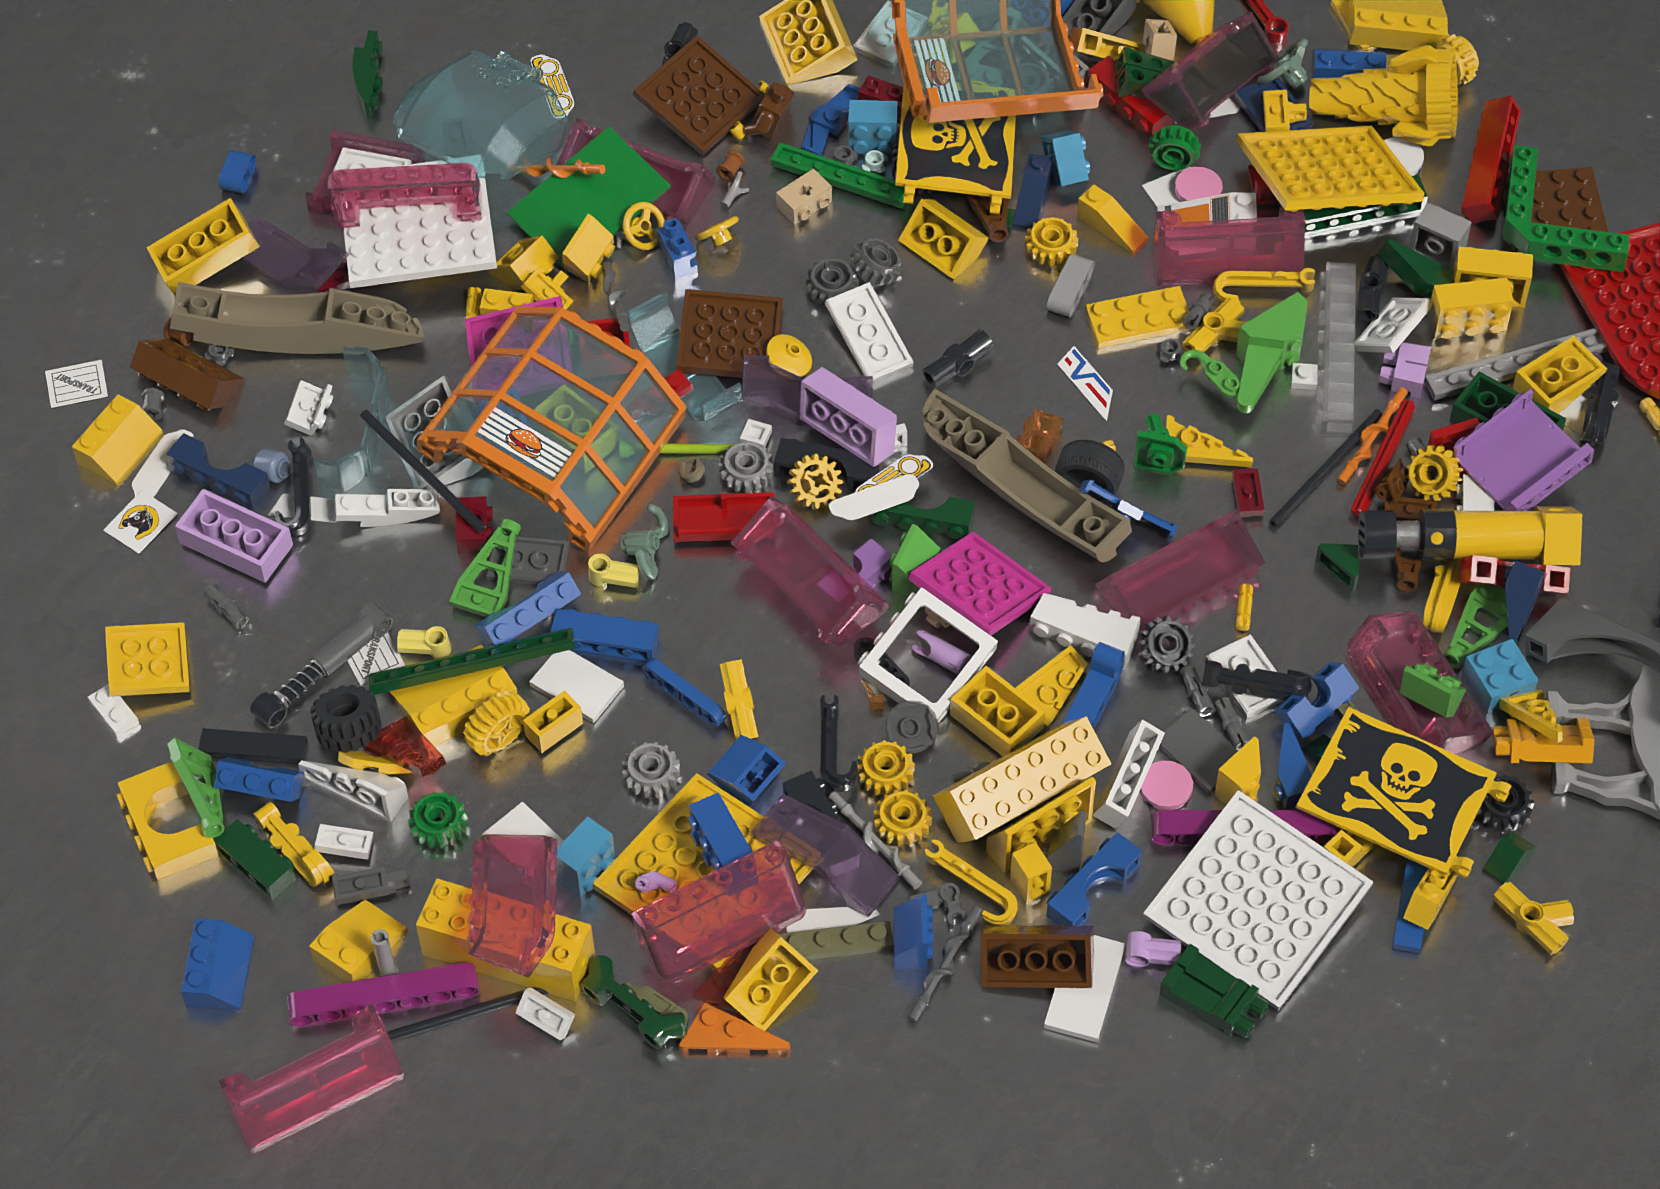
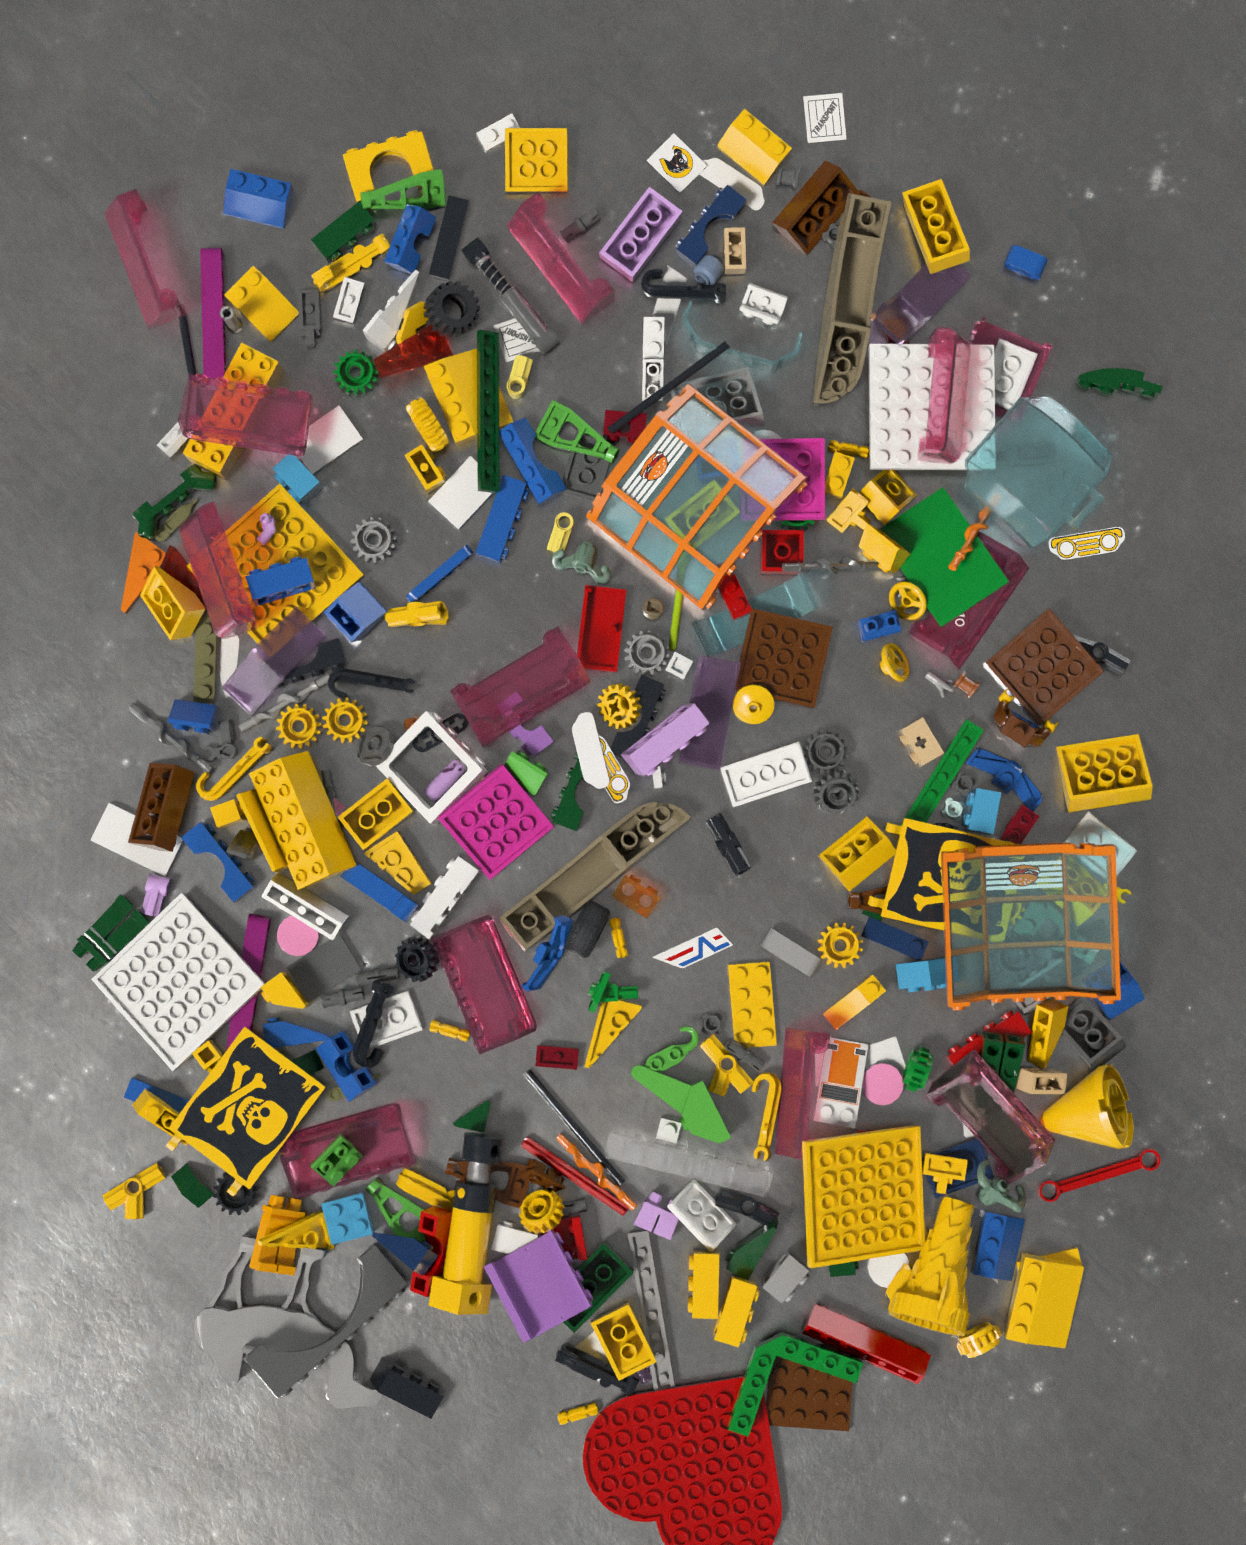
camera: 100 degrees right, 30 degrees up
(245, 438) = (734, 251): none -> tan brick
(272, 614) = (580, 294): none -> clear pink windscreen

